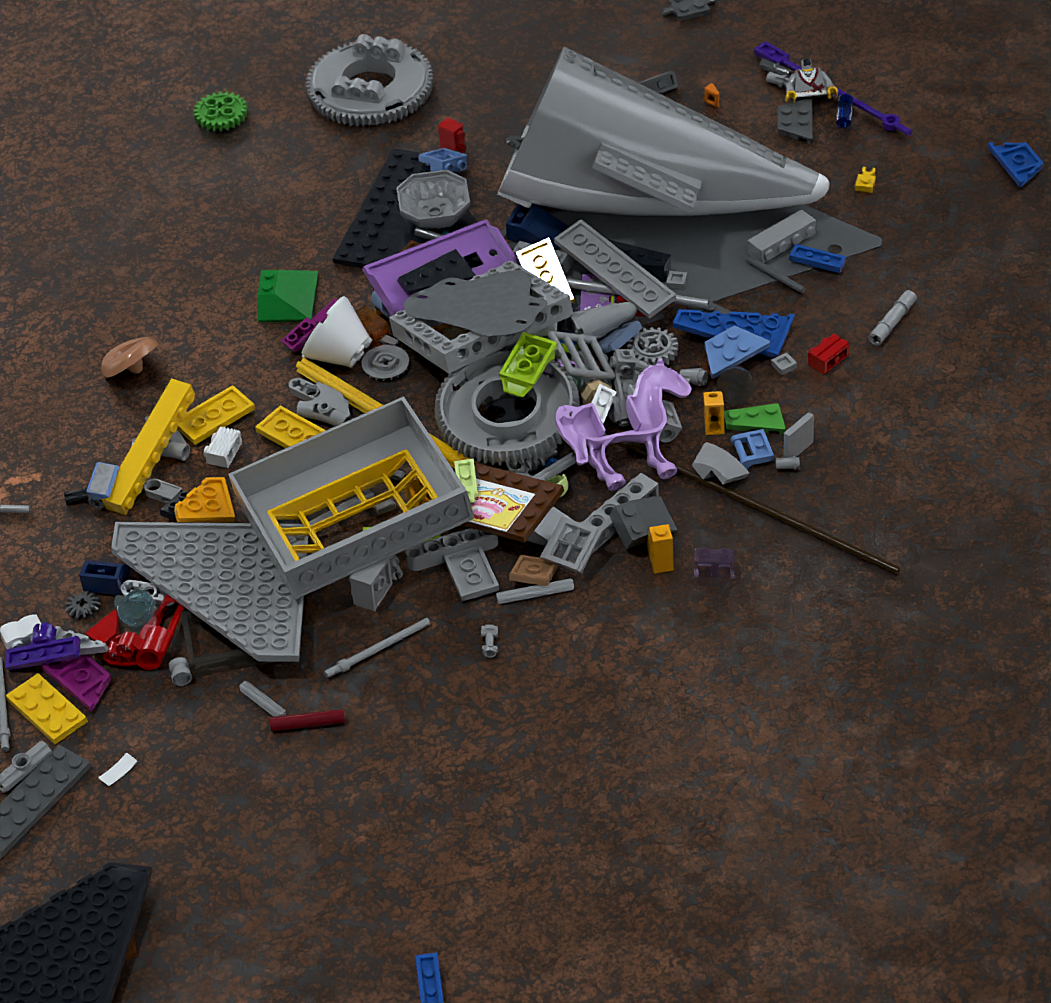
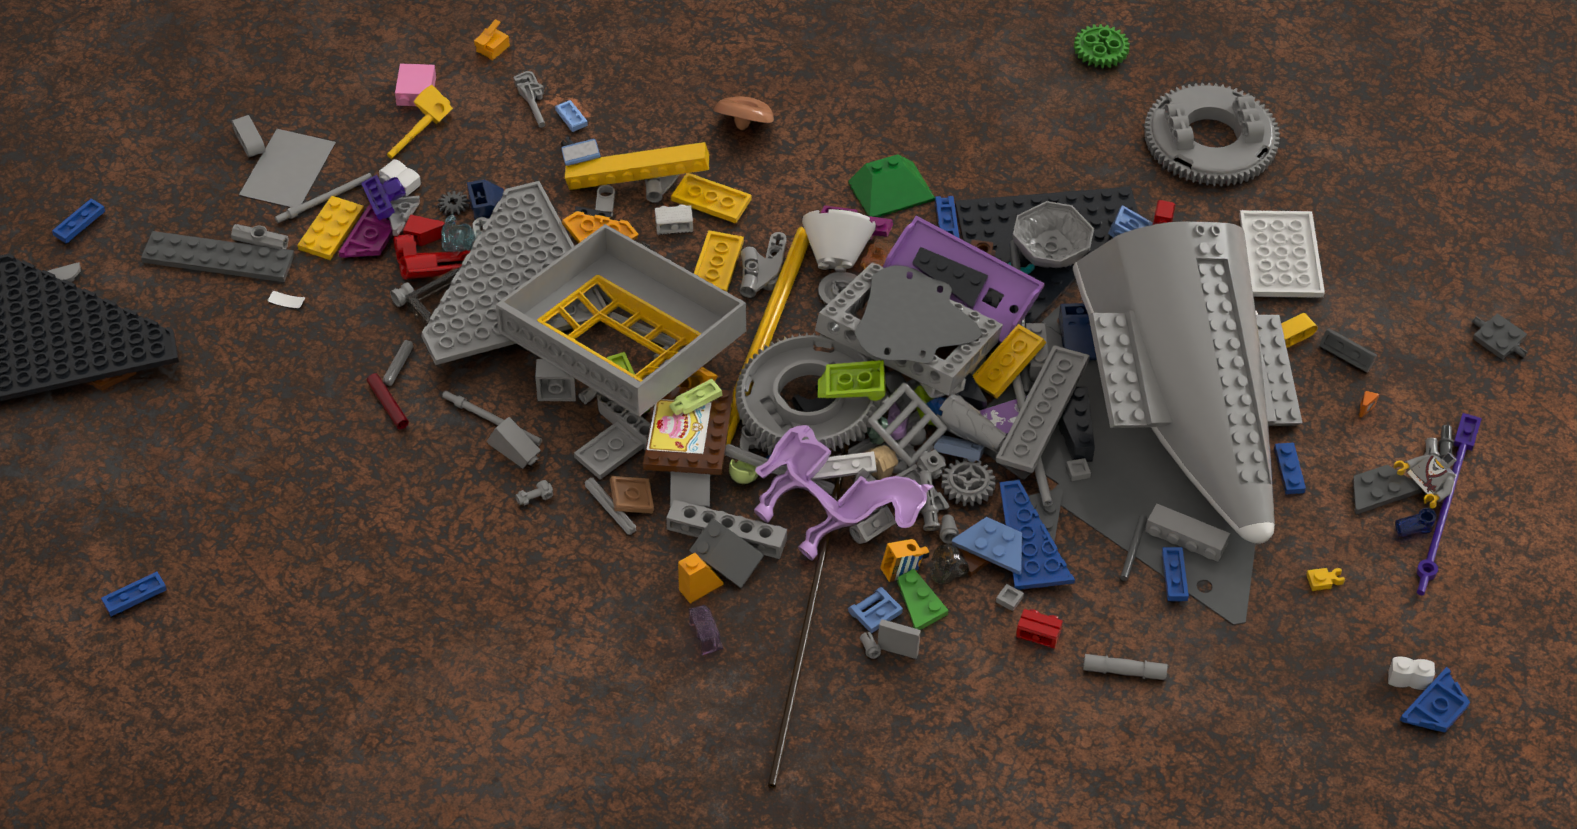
camera: 60 degrees right, 5 degrees up
(34, 484) = (571, 115): none -> light blue plate
(344, 268) = (946, 214): none -> blue plate
(423, 635) = (514, 443): none -> light grey slope
(510, 85) = (1282, 253): none -> white plate
(571, 544) = (665, 507): light grey piece -> none
(716, 461) = (834, 588): light grey slope -> none
(984, 163) = (1412, 673): none -> white brick

